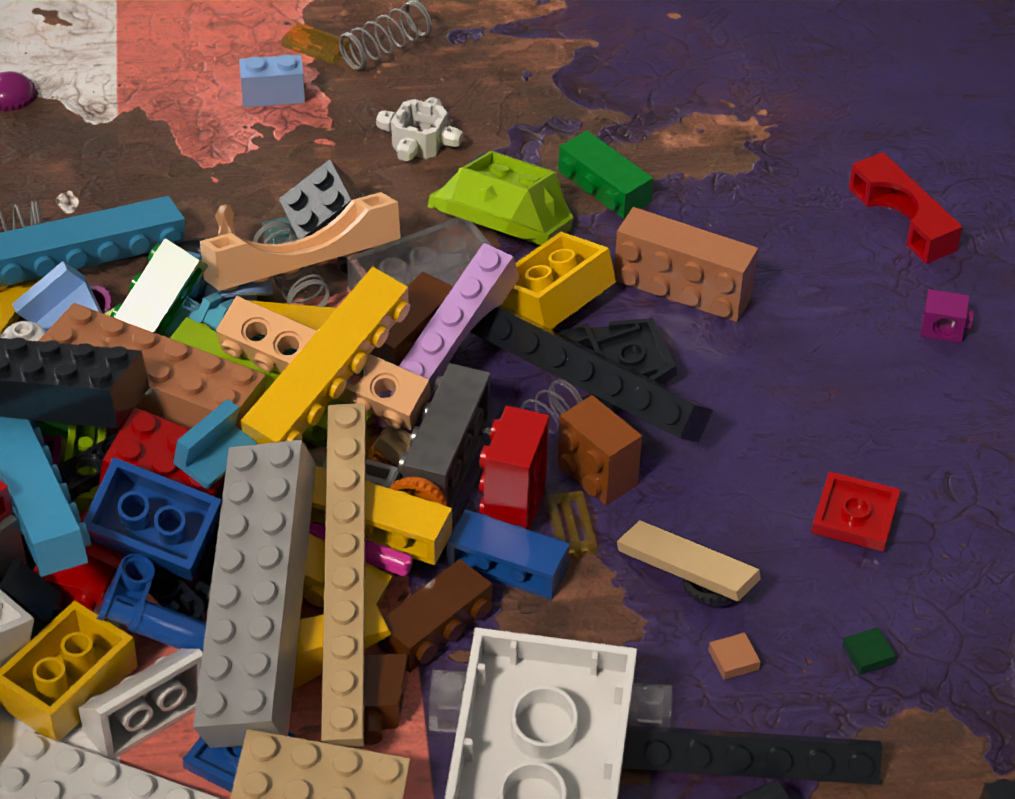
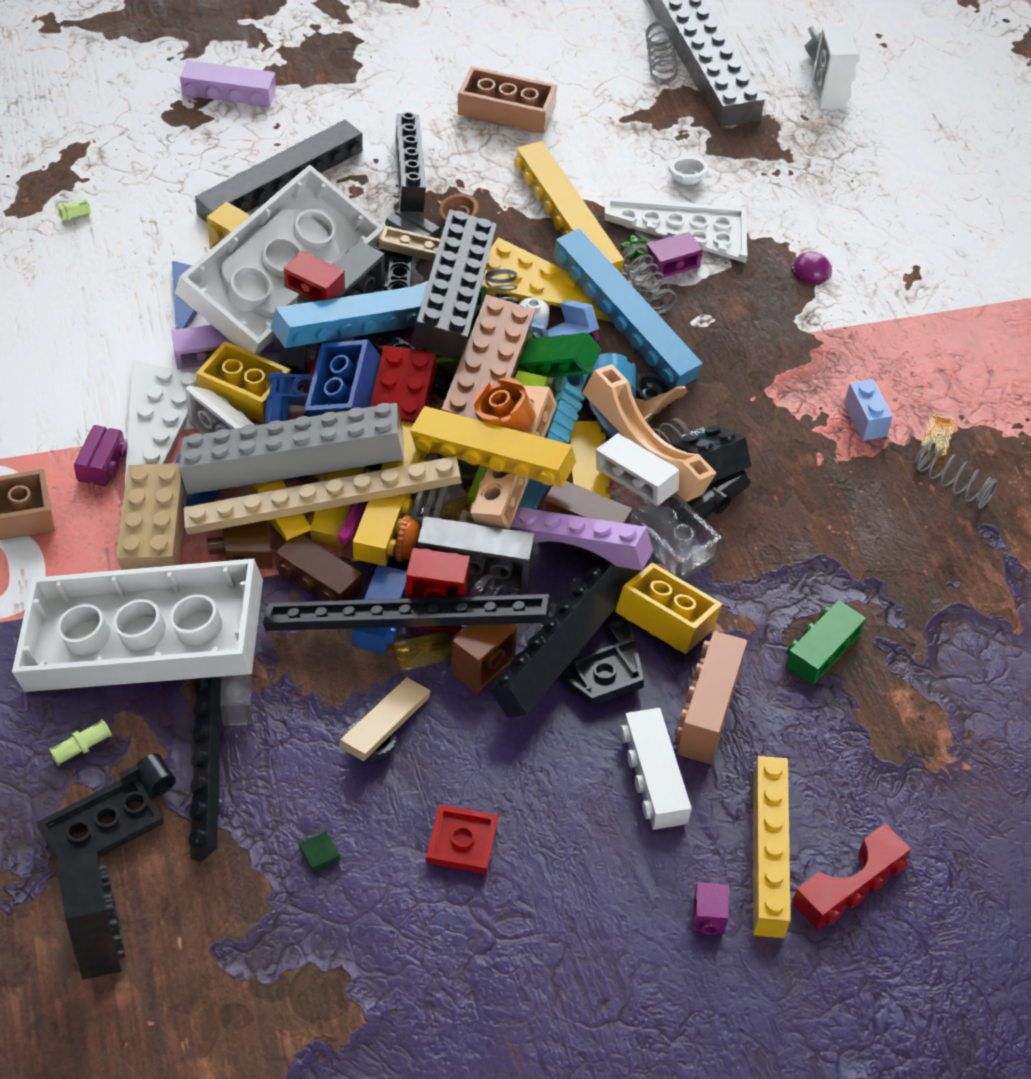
camera: 80 degrees right, 5 degrees up
(205, 447) = (408, 395): dark azure panel -> none
(270, 335) = (505, 405): none -> orange brick
(342, 266) = (637, 469): none -> white brick
(405, 134) = (841, 525): white piece -> none
(506, 198) = (756, 571): lime piece -> none
(559, 488) = (408, 612): none -> black plate
(734, 656) = (305, 760): nougat tile -> none
(771, 328) = (655, 769): none -> white brick
(869, 256) = (771, 848): none -> yellow brick

